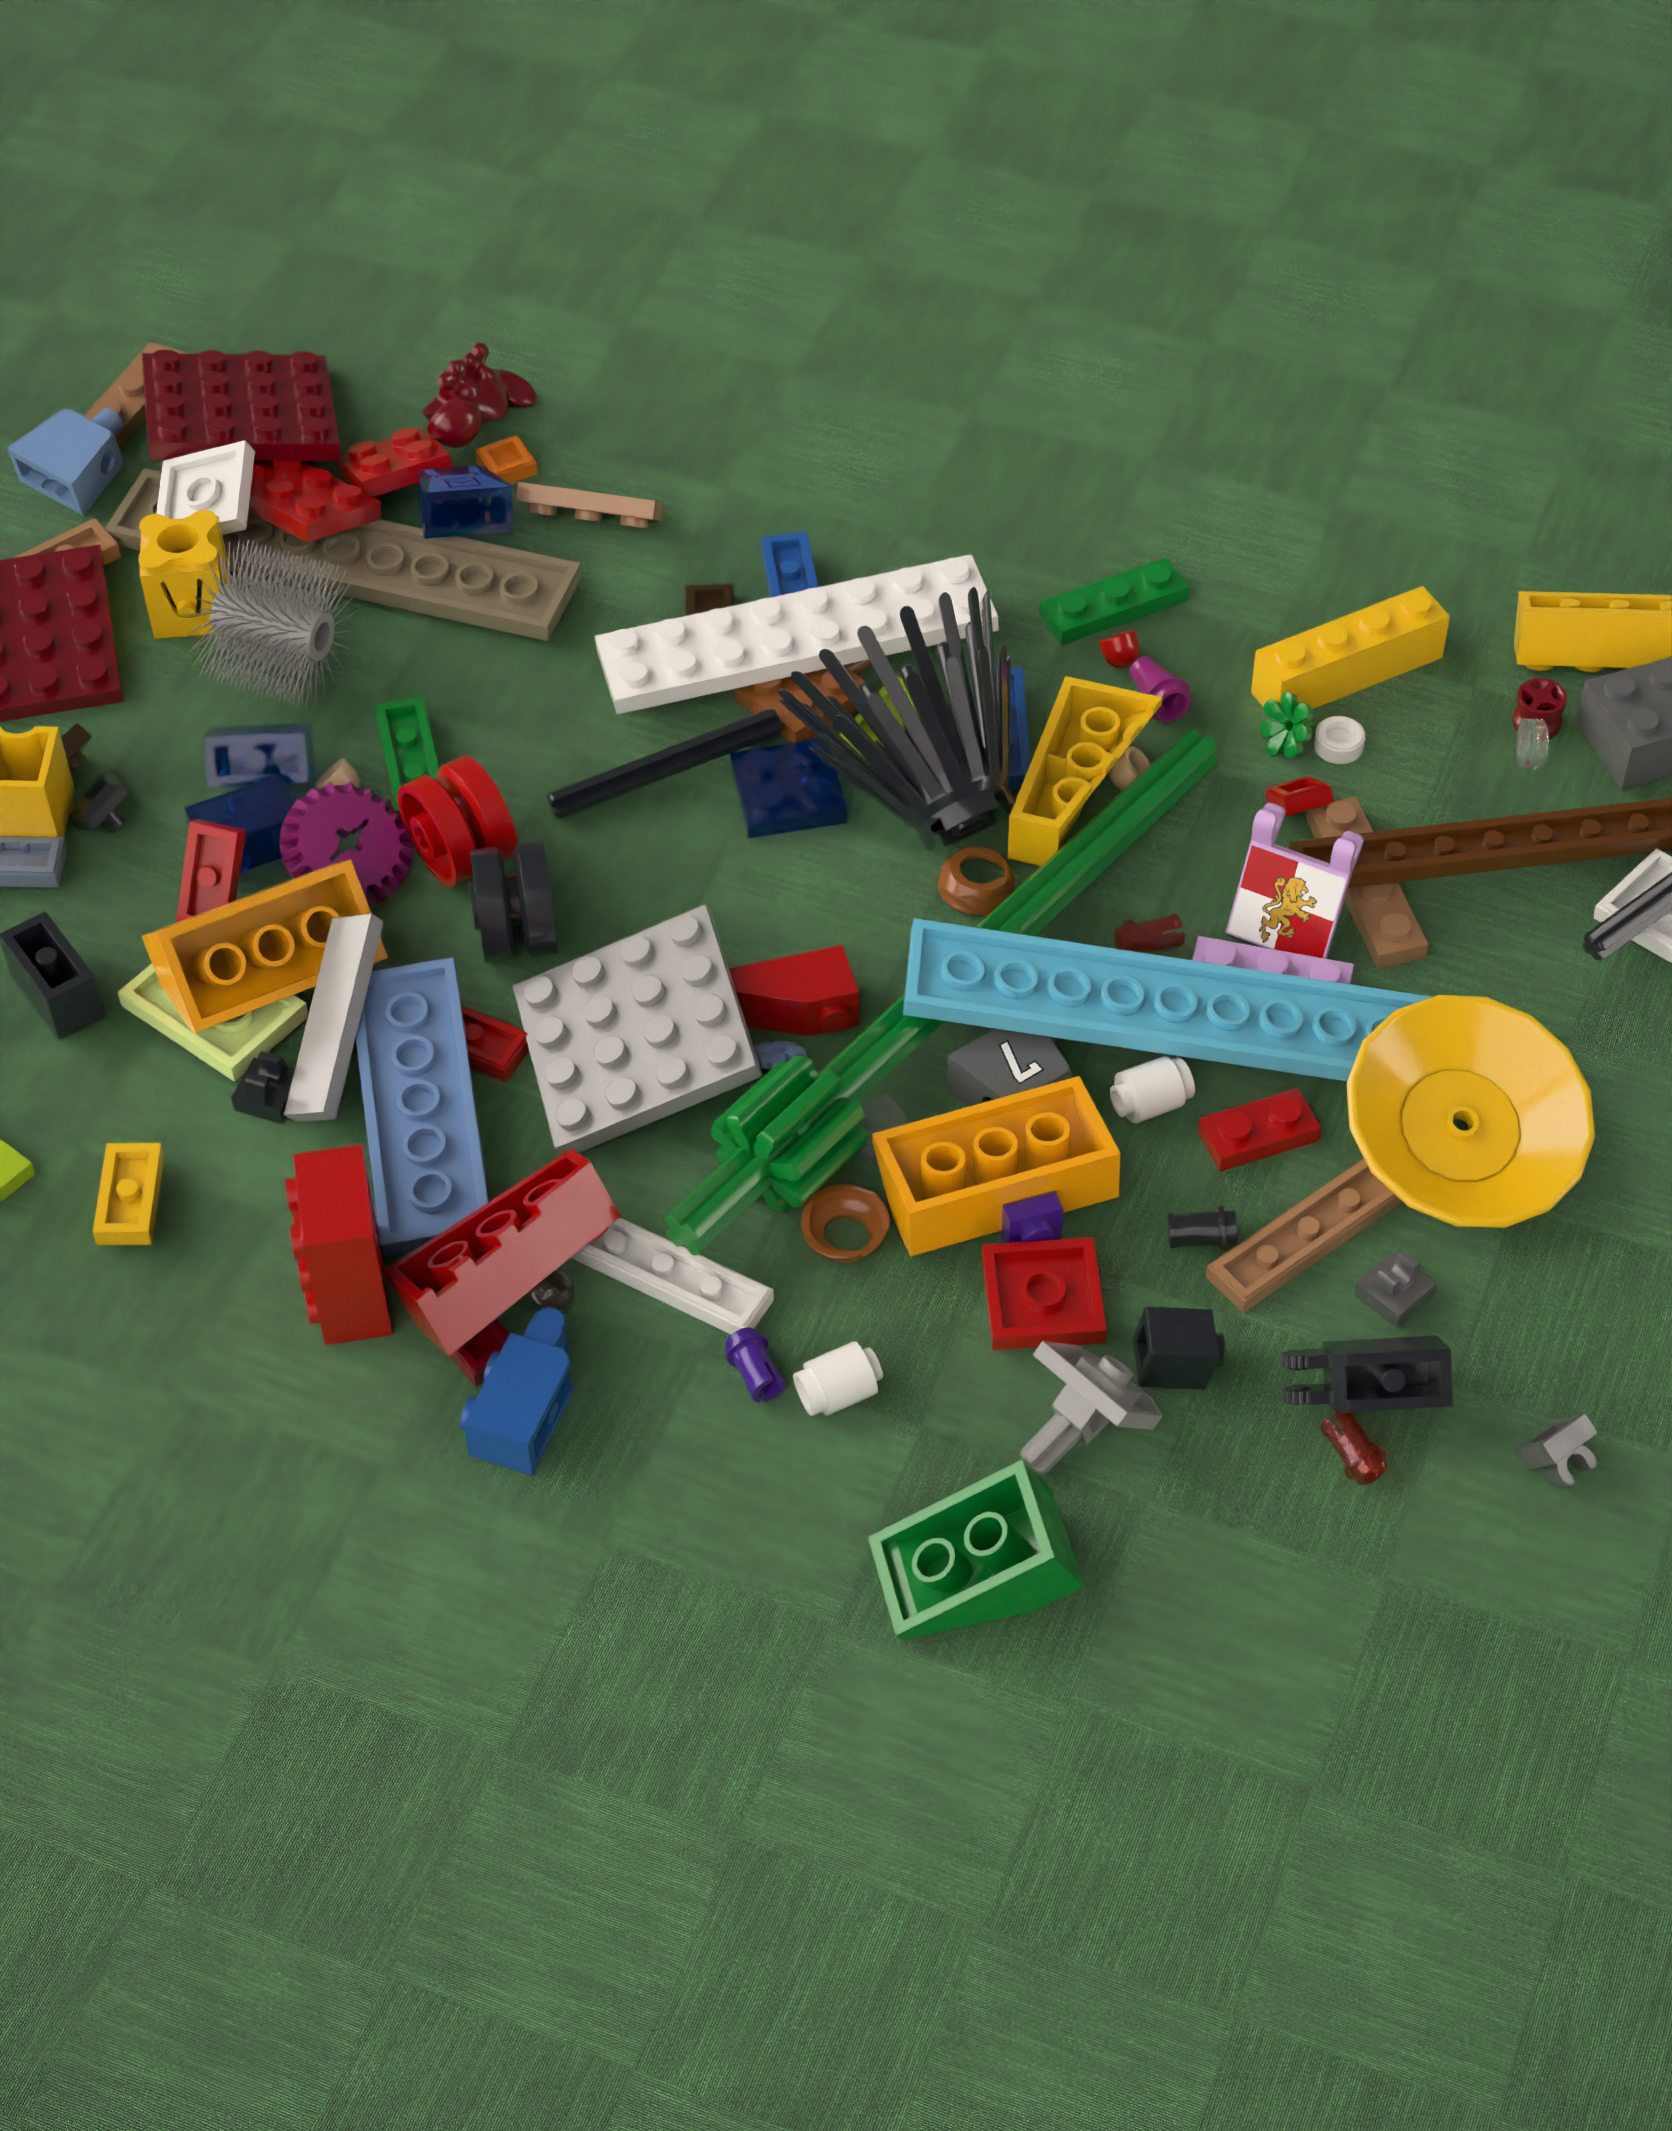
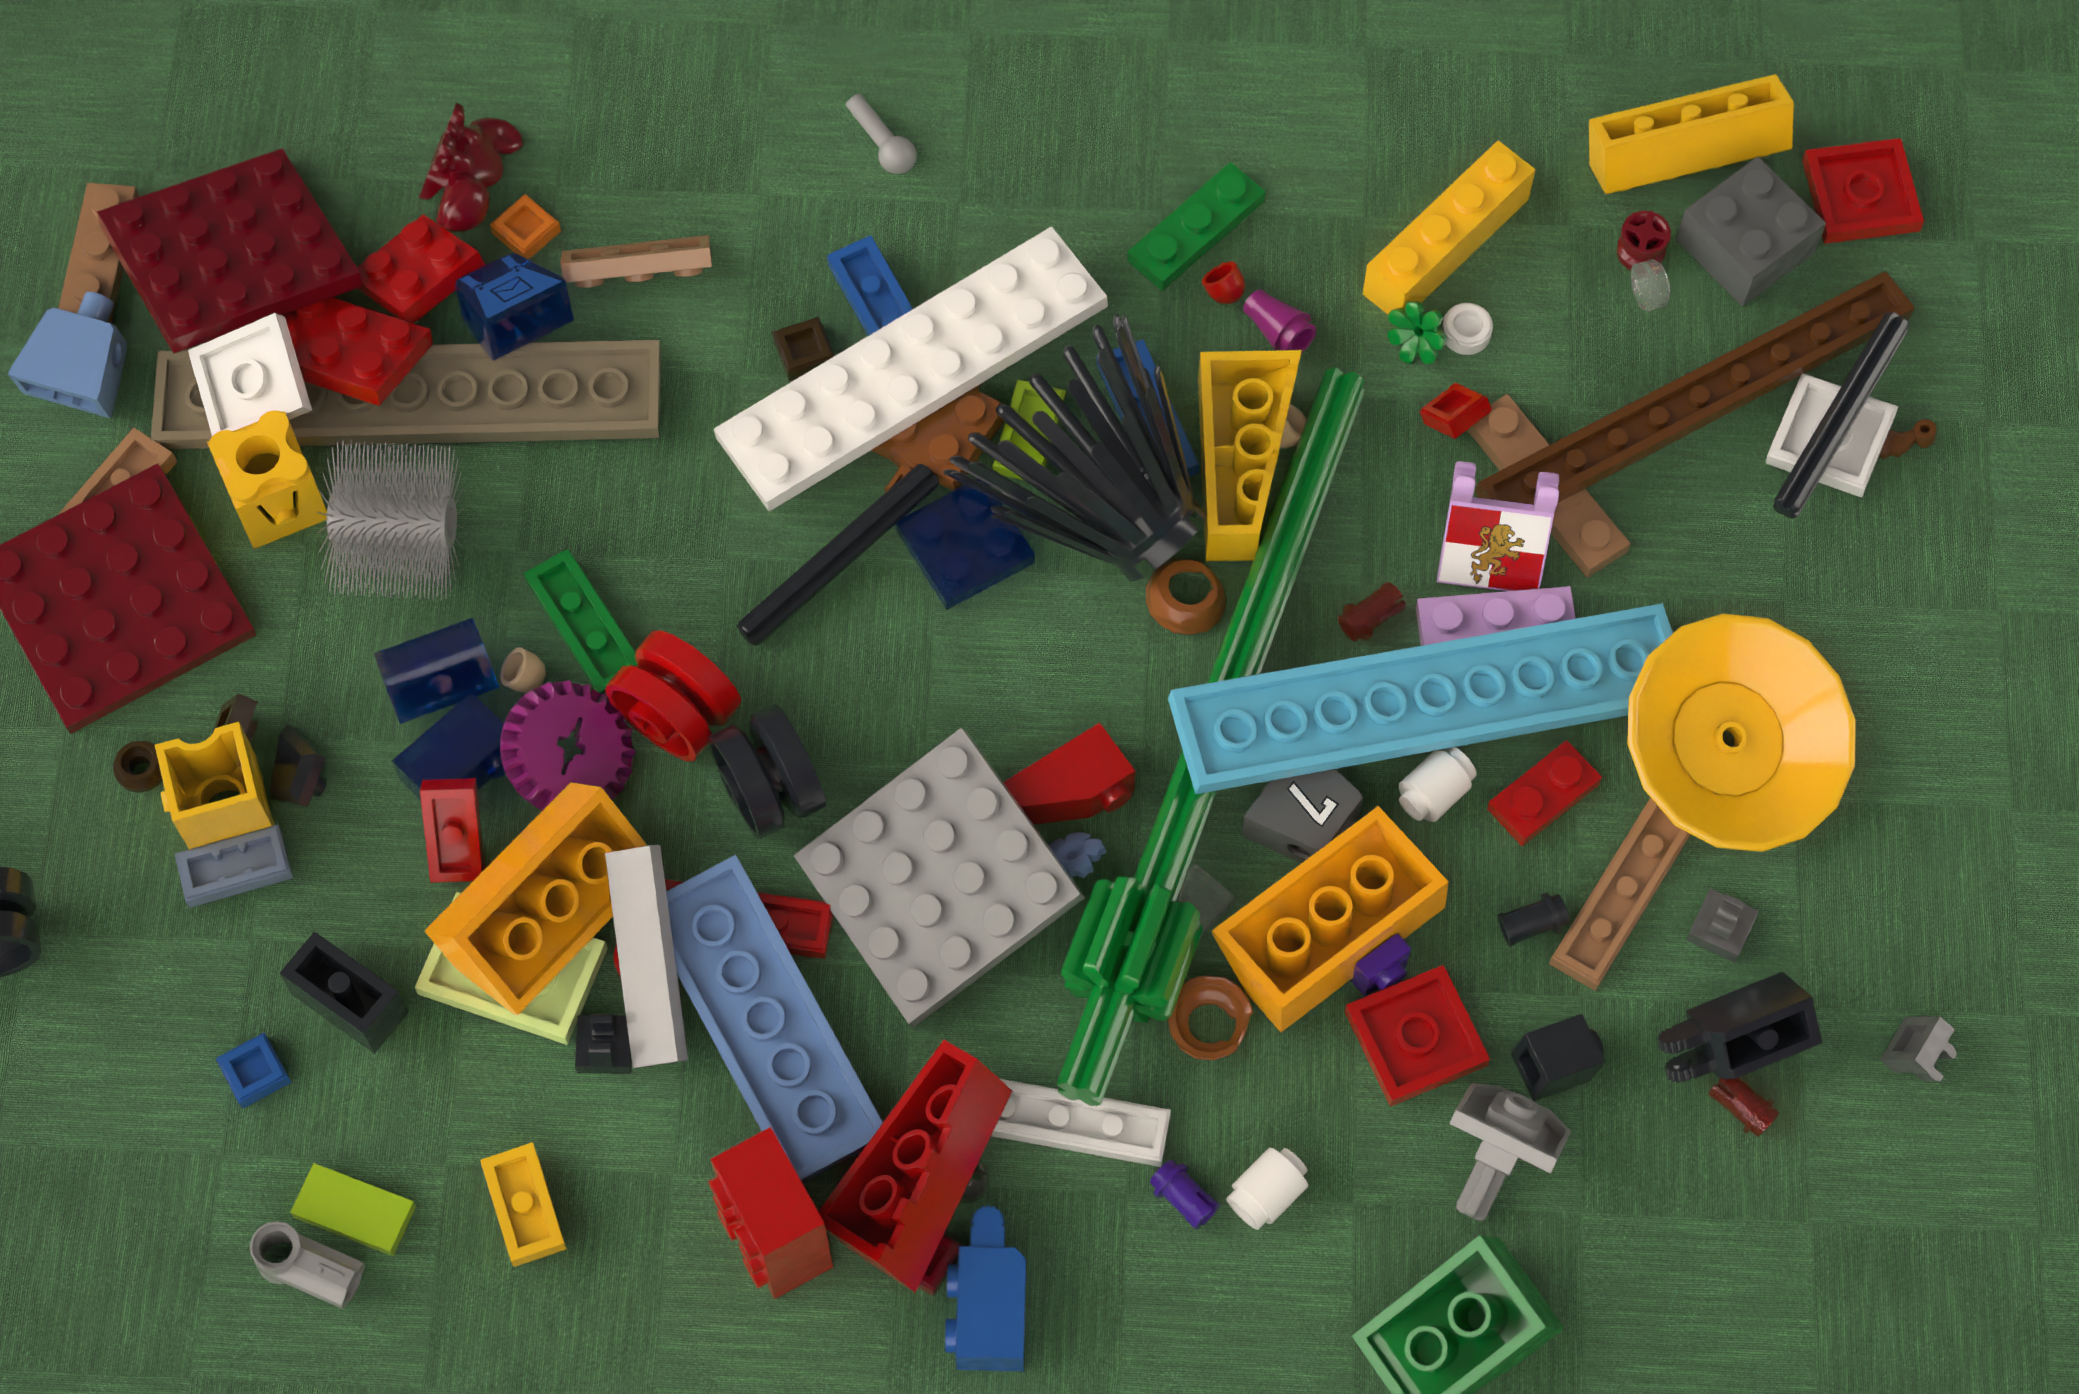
camera: 20 degrees left, 15 degrees up
(861, 484) = (895, 153): none -> light grey bar

